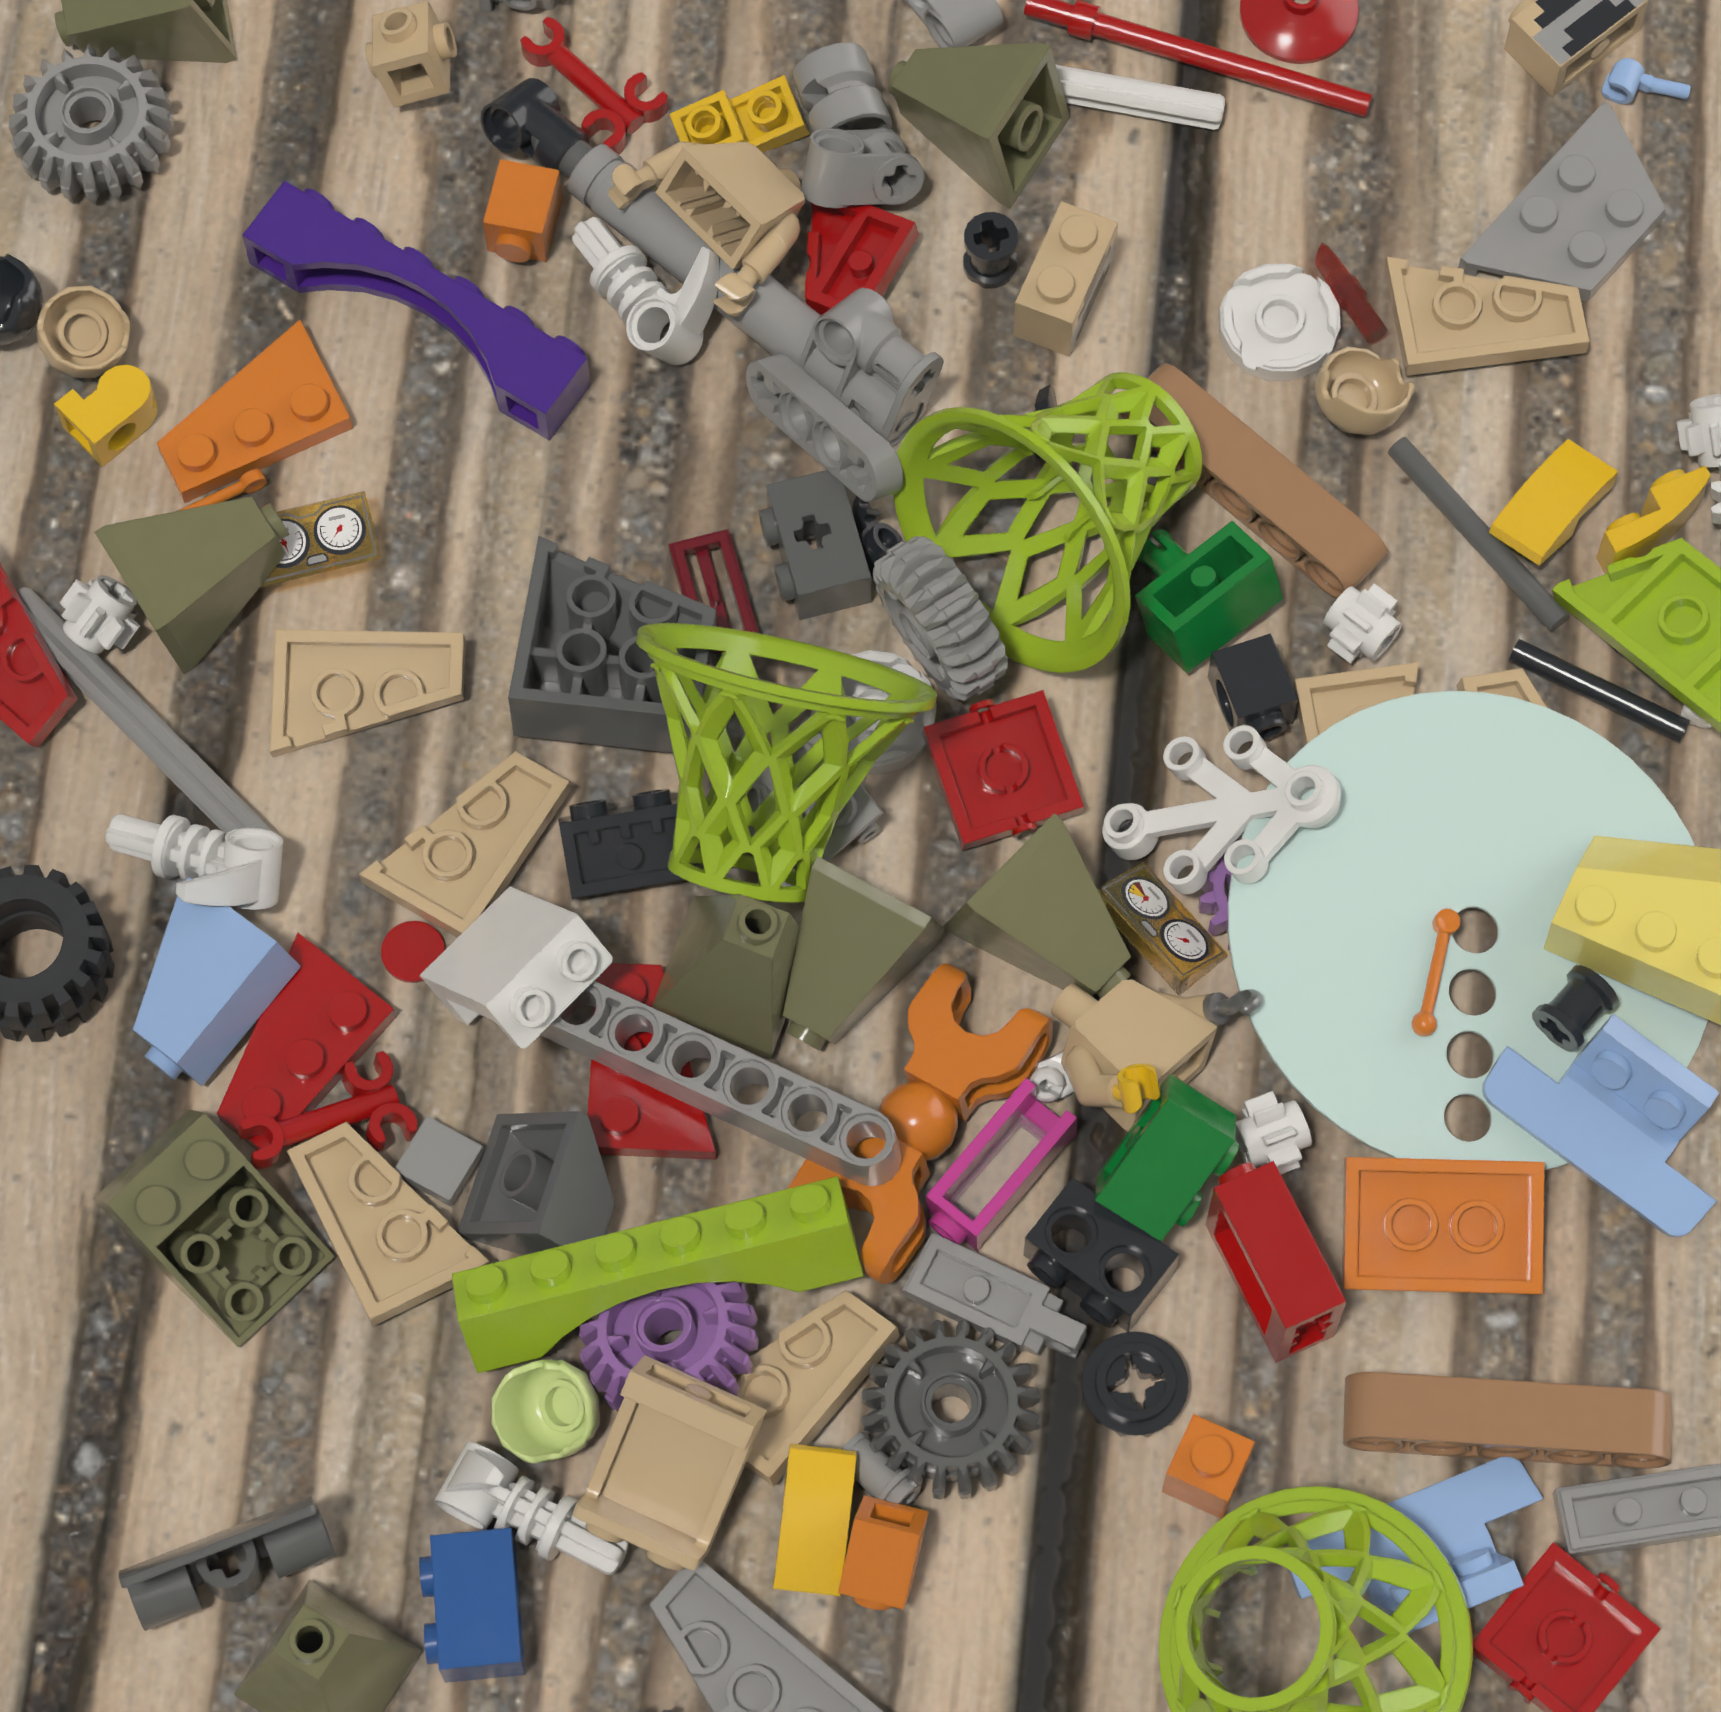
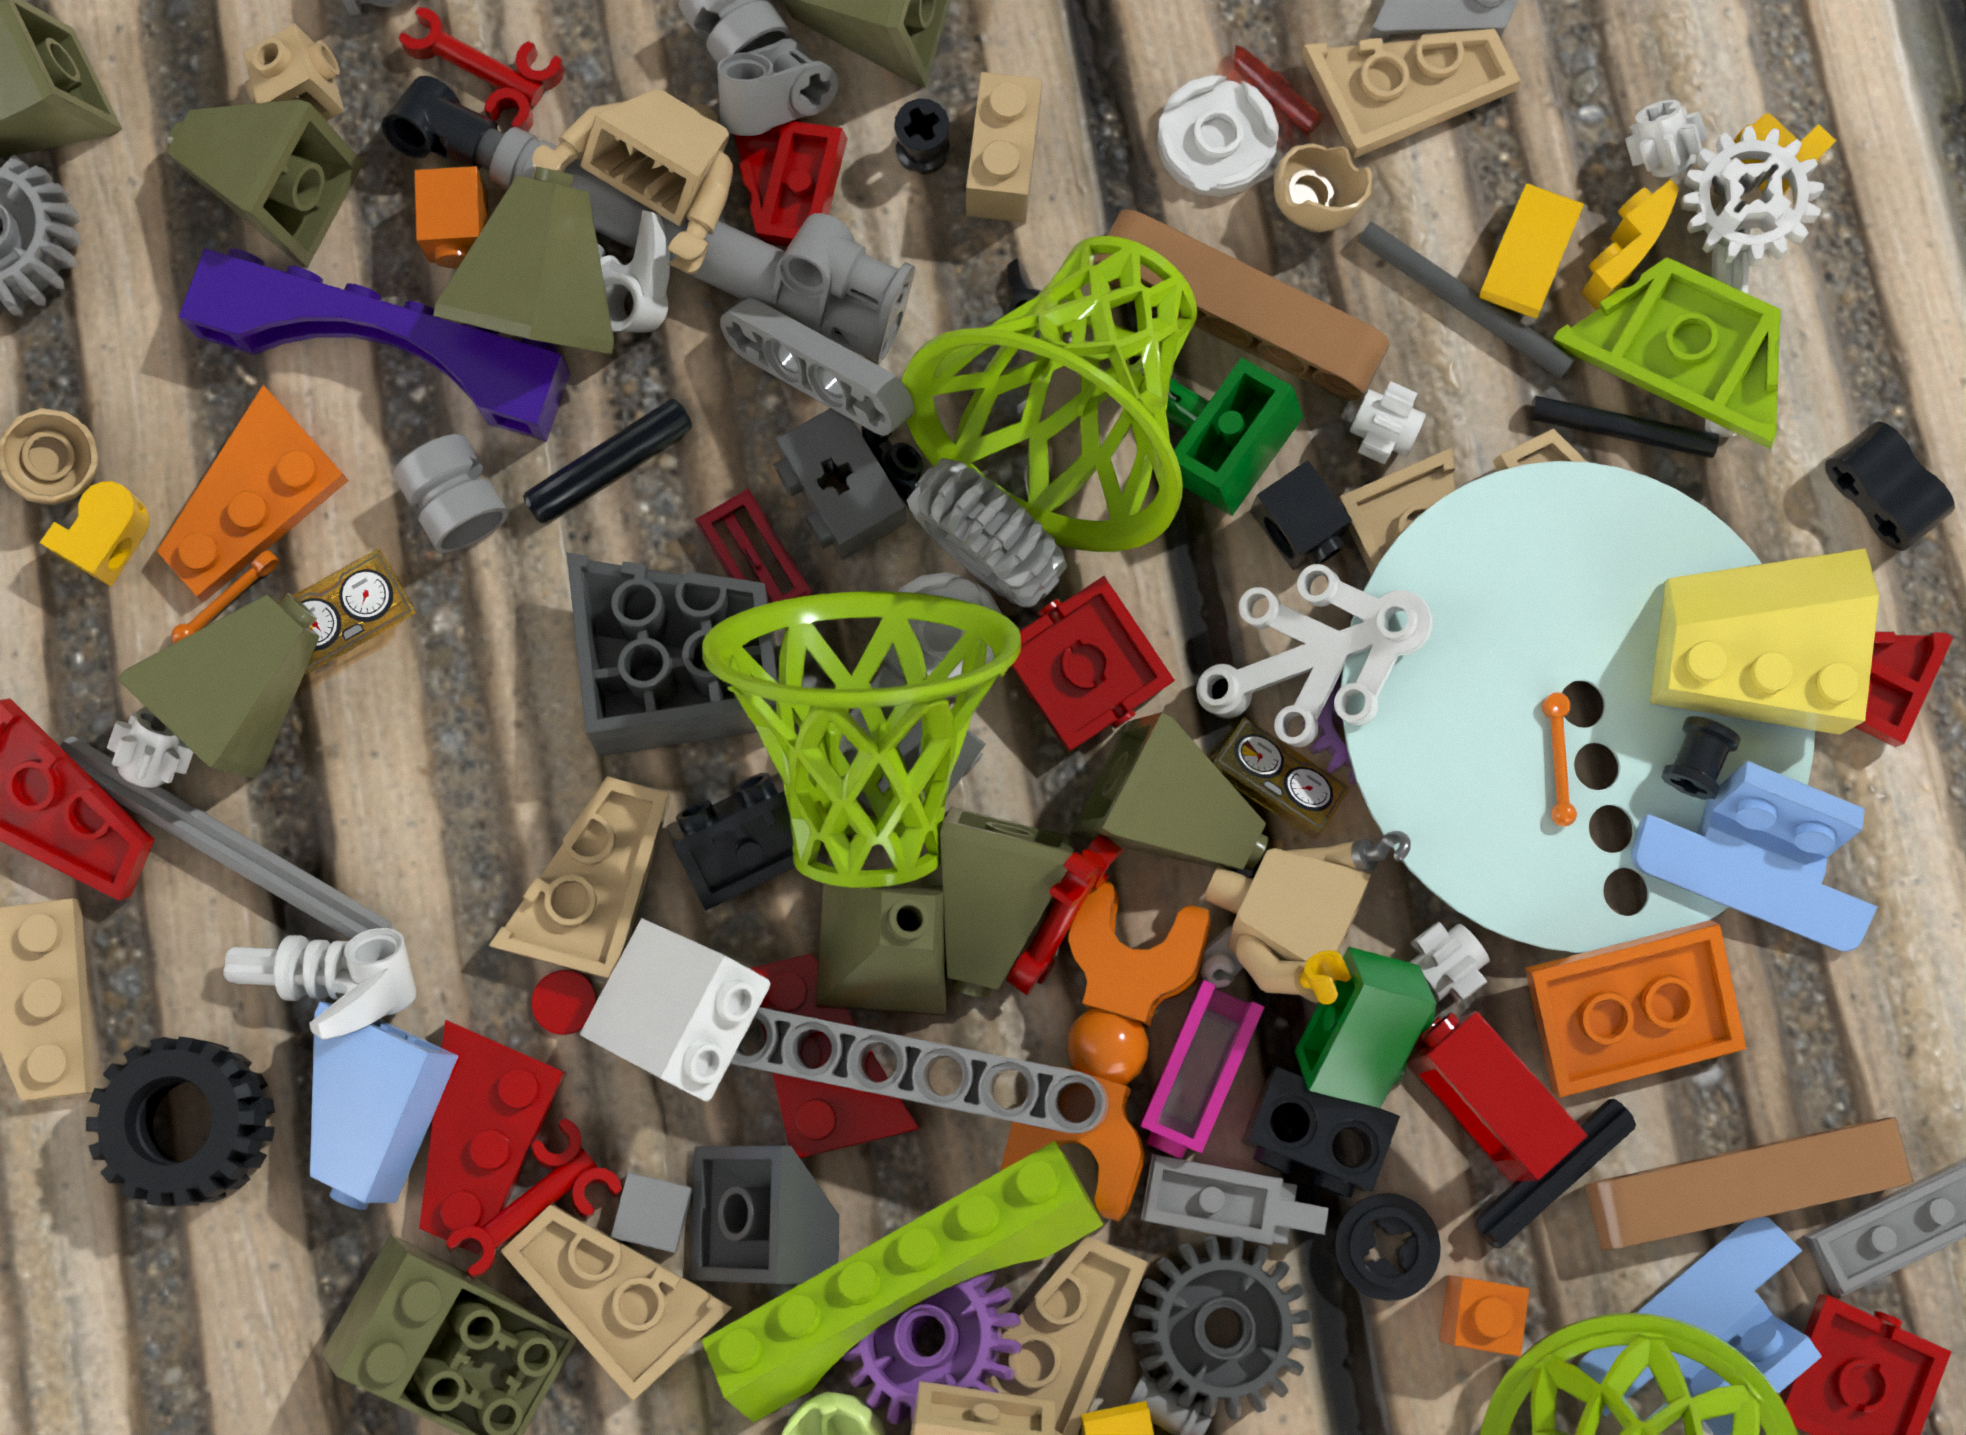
camera: 20 degrees left, 10 degrees up
(358, 680) = (428, 743): tan wing -> none
(366, 126) = (271, 167): none -> olive slope
(446, 459) = (447, 486): none -> light grey wheel
(586, 272) = (535, 268): none -> olive slope
(602, 470) = (607, 461): none -> black axle
(760, 116) = (653, 59): yellow slope -> none
(935, 946) = (1082, 874): none -> red bar
(1320, 1362) = (1527, 1199): none -> black axle

